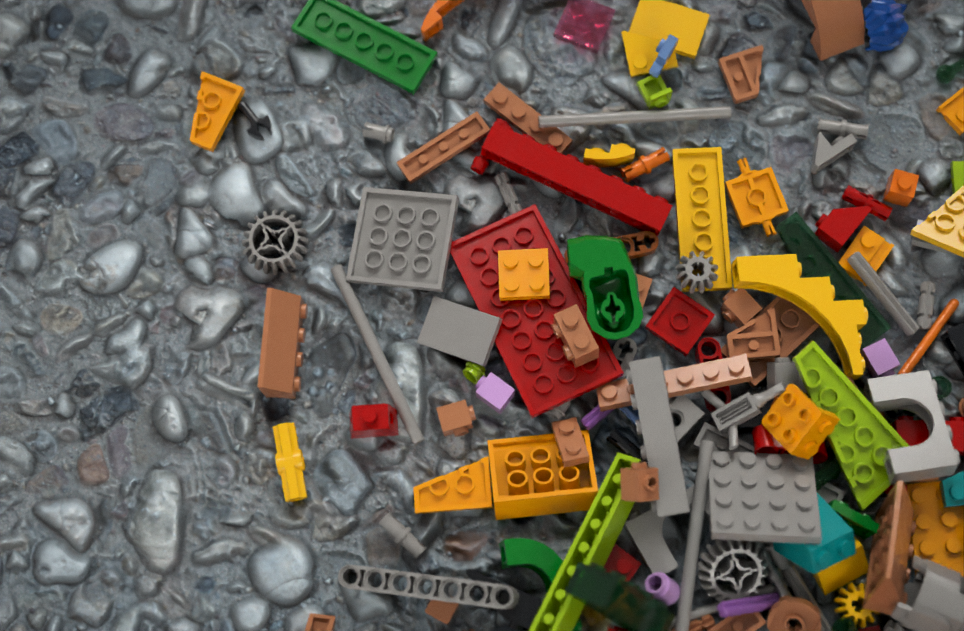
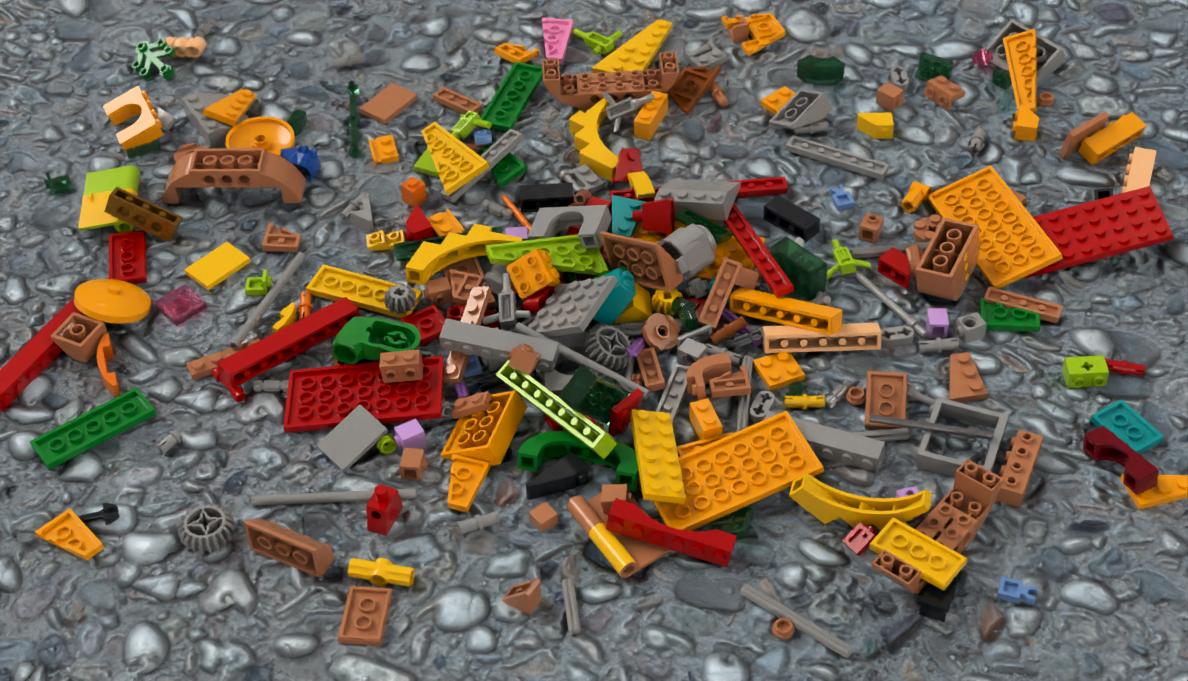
camera: 70 degrees left, 30 degrees down
(232, 473) = (365, 615): none -> nougat tile
(402, 239) = (261, 449): light grey plate -> none
(415, 585) = (524, 518): light grey beam -> none
(443, 147) = (210, 409): nougat plate -> none
(523, 274) = (337, 387): light orange plate -> none
(642, 53) = (229, 280): yellow wing -> none
(665, 50) = (238, 262): medium blue plate -> none
(756, 197) = (370, 260): light orange plate -> none
(803, 198) = (379, 241): none -> yellow slope
(859, 199) = (404, 215): red pin -> none
(883, 293) = (466, 223): light grey axle -> none

